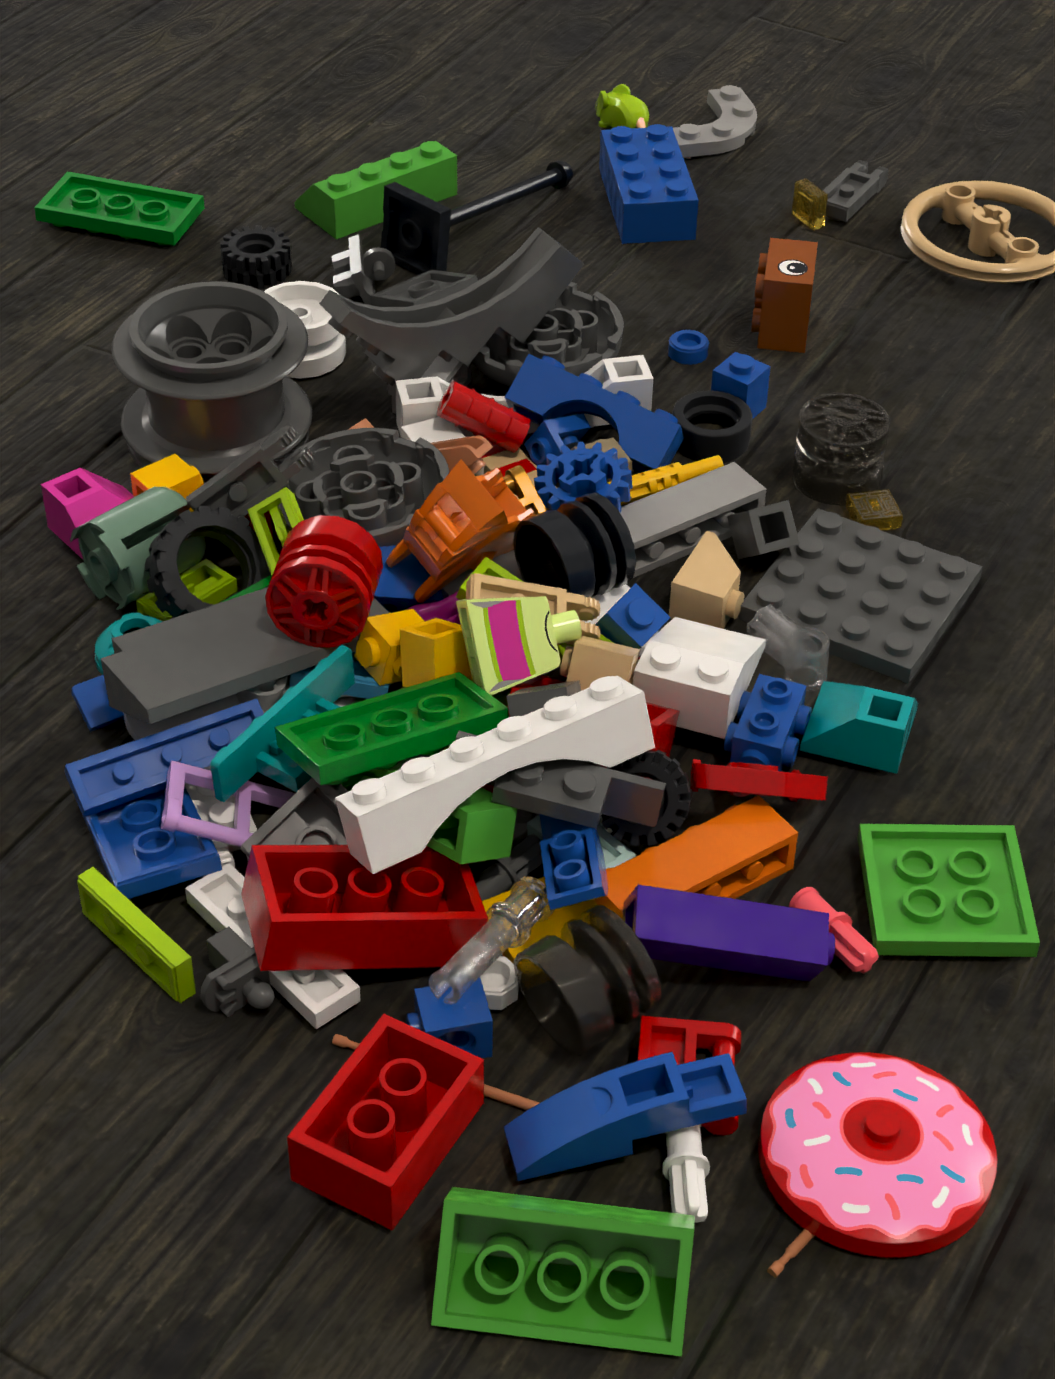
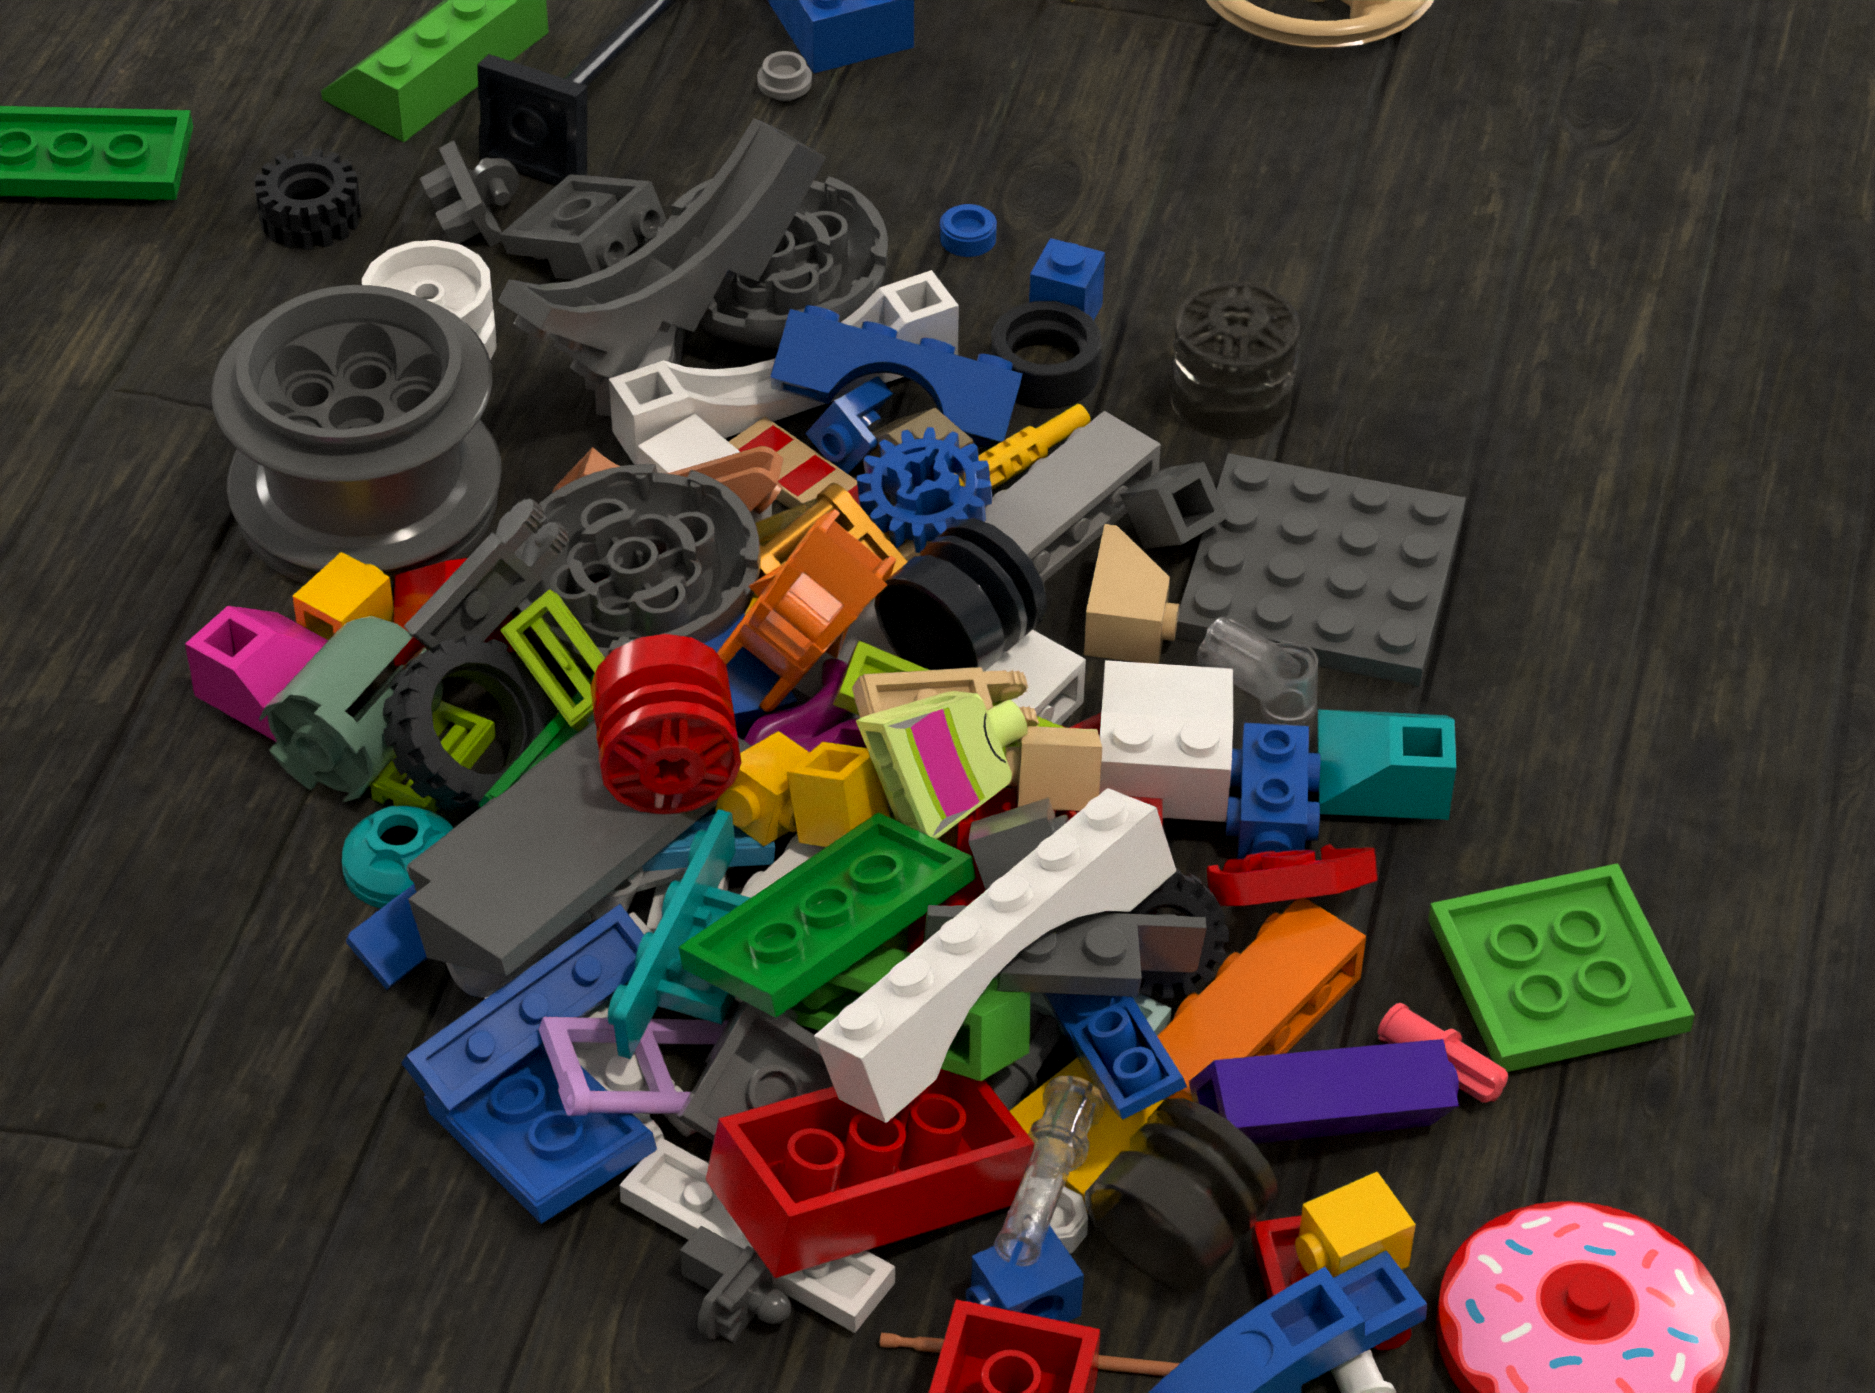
camera: 15 degrees left, 5 degrees up
(136, 935) = (581, 1263): lime tile -> none
(483, 416) = (748, 410): red axle -> none
(599, 239) = (784, 76): none -> light grey plate
(633, 619) = (1067, 686): blue brick -> none
(711, 1029) = (1353, 1227): none -> yellow brick
(784, 294) = (1084, 129): dark orange brick -> none
(875, 509) = (1300, 438): clear yellow tile -> none

